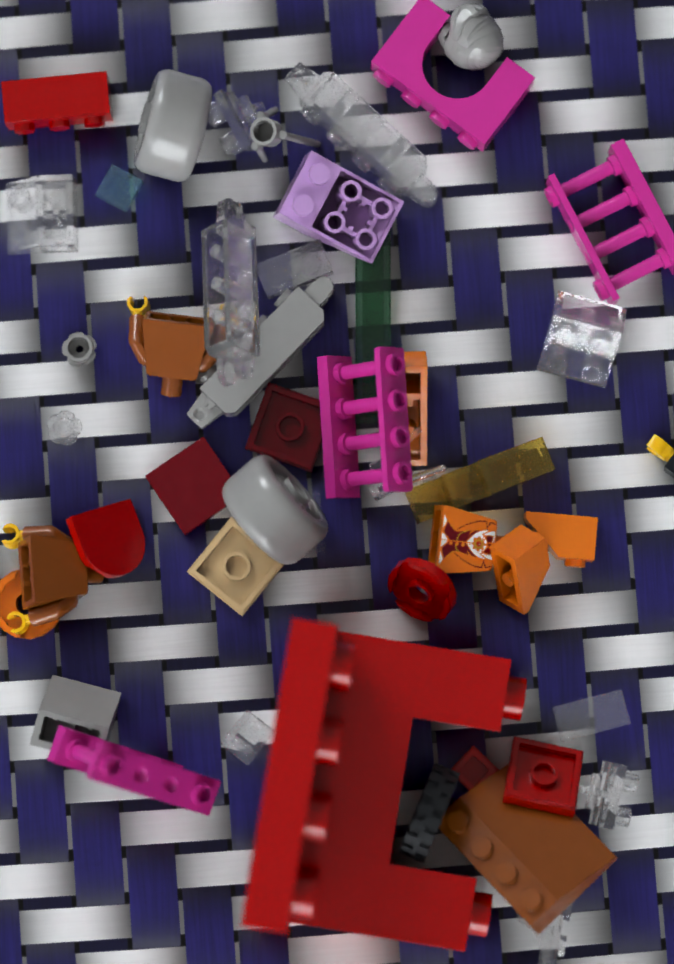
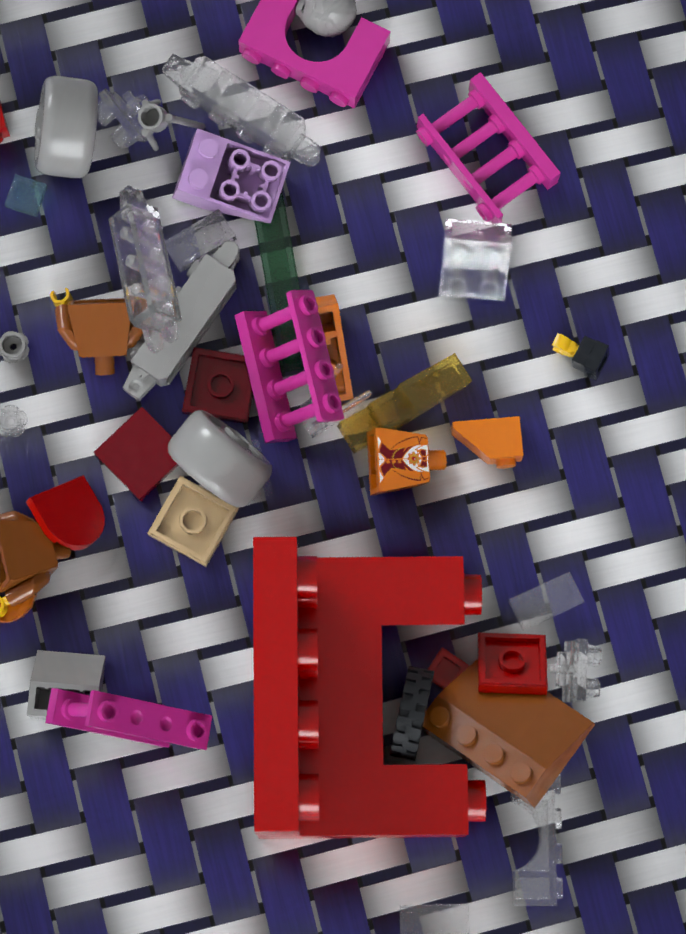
camera: 15 degrees left, 5 degrees down
(247, 737) = (230, 677): clear slope -> none
(433, 580) = (377, 498): red tile -> none
(520, 567) = (455, 474): orange slope -> none

